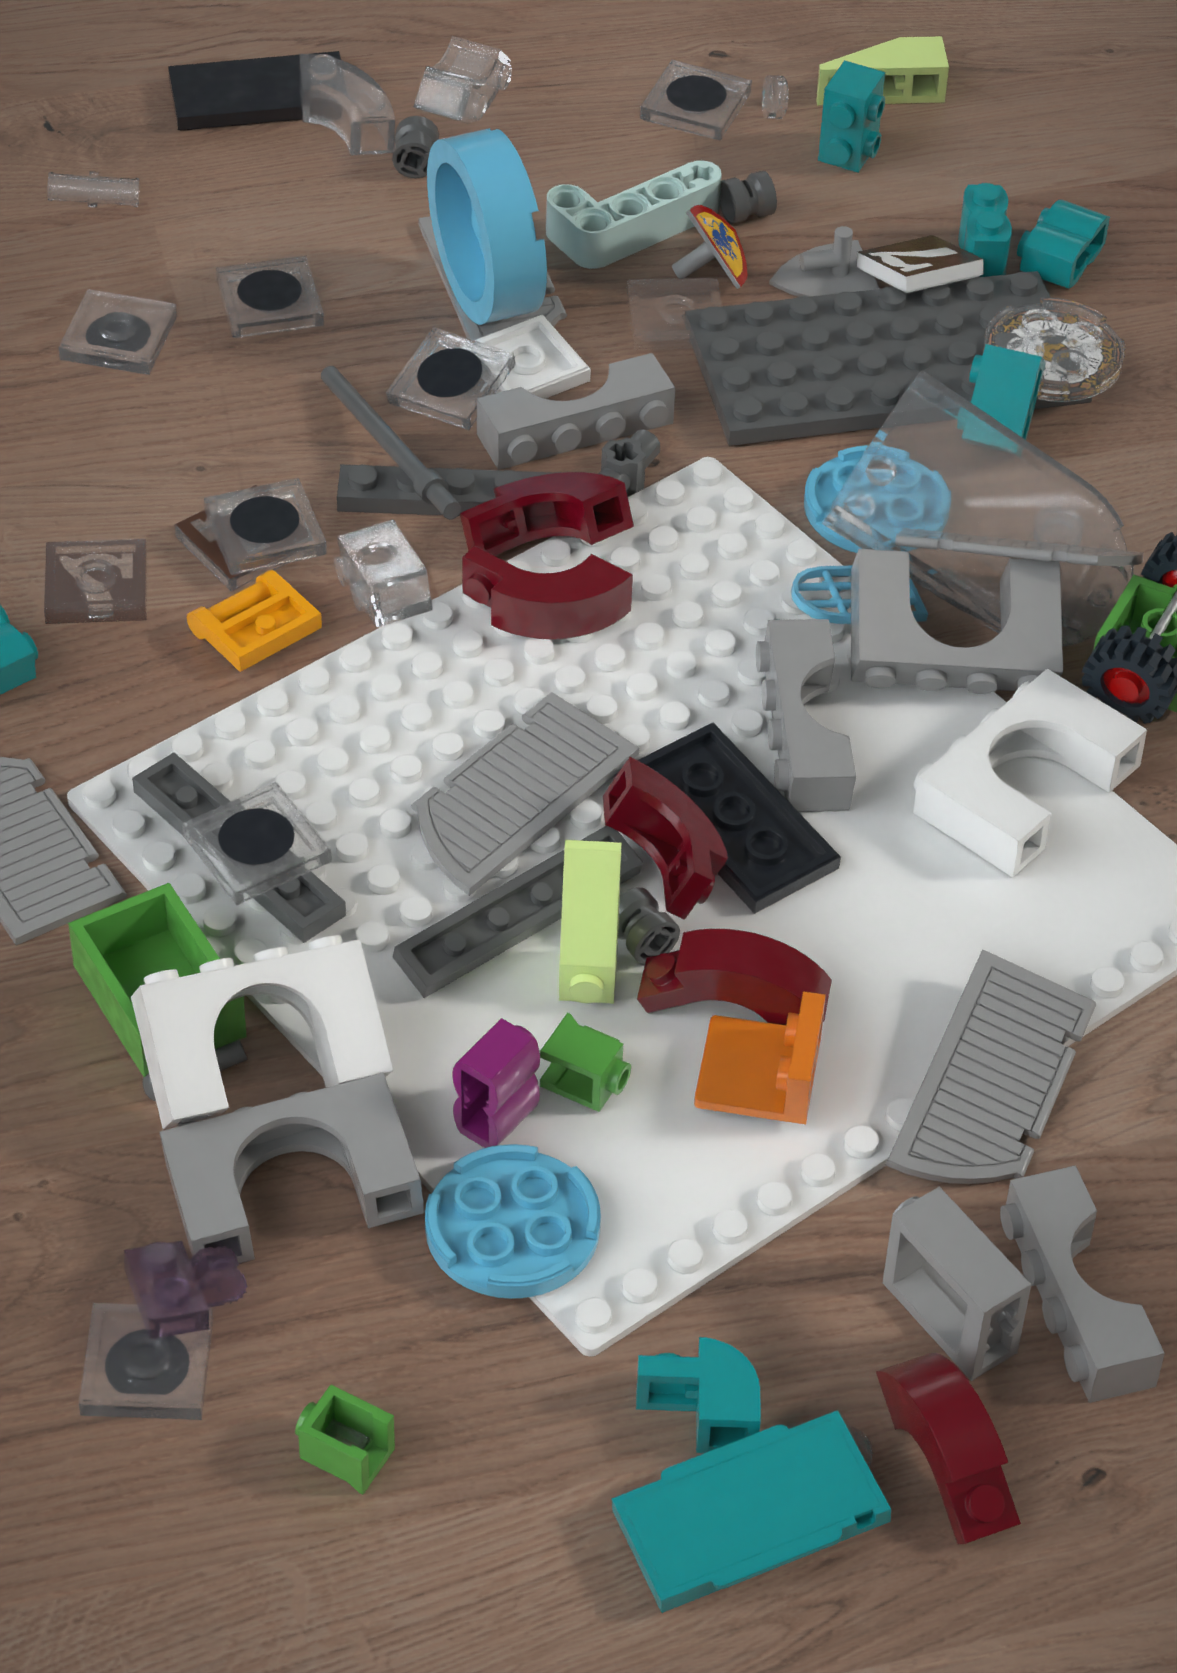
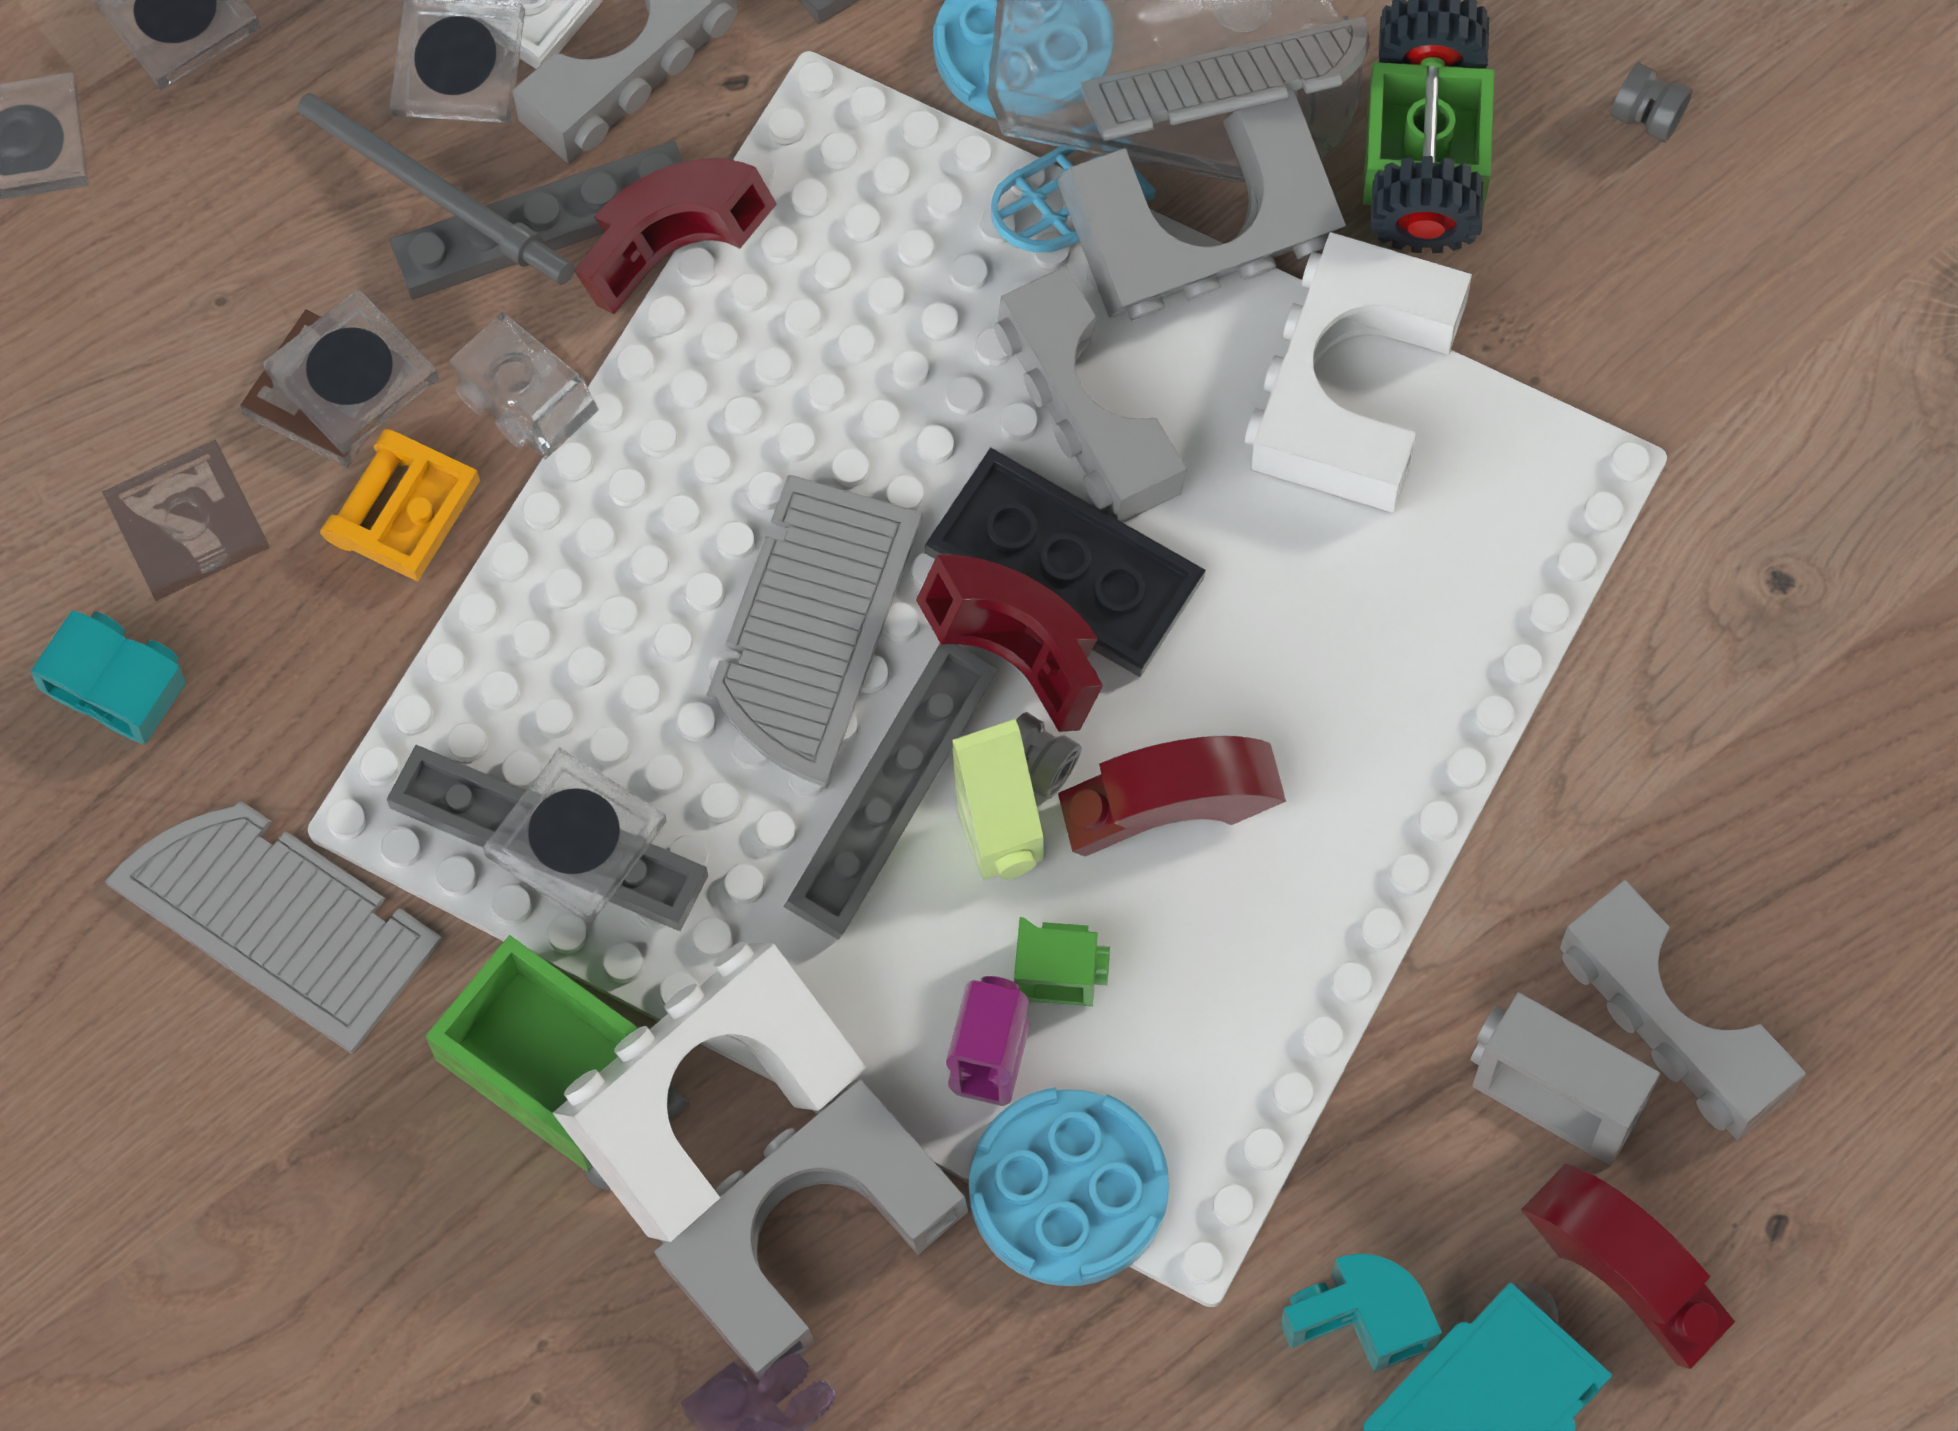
camera: 20 degrees left, 20 degrees up
(548, 603) = (731, 359): dark red arch -> none
(629, 458) = (722, 110): dark grey axle -> none
(762, 1065) = (1245, 882): orange bracket -> none
(992, 1077) = (1483, 789): light grey piece -> none

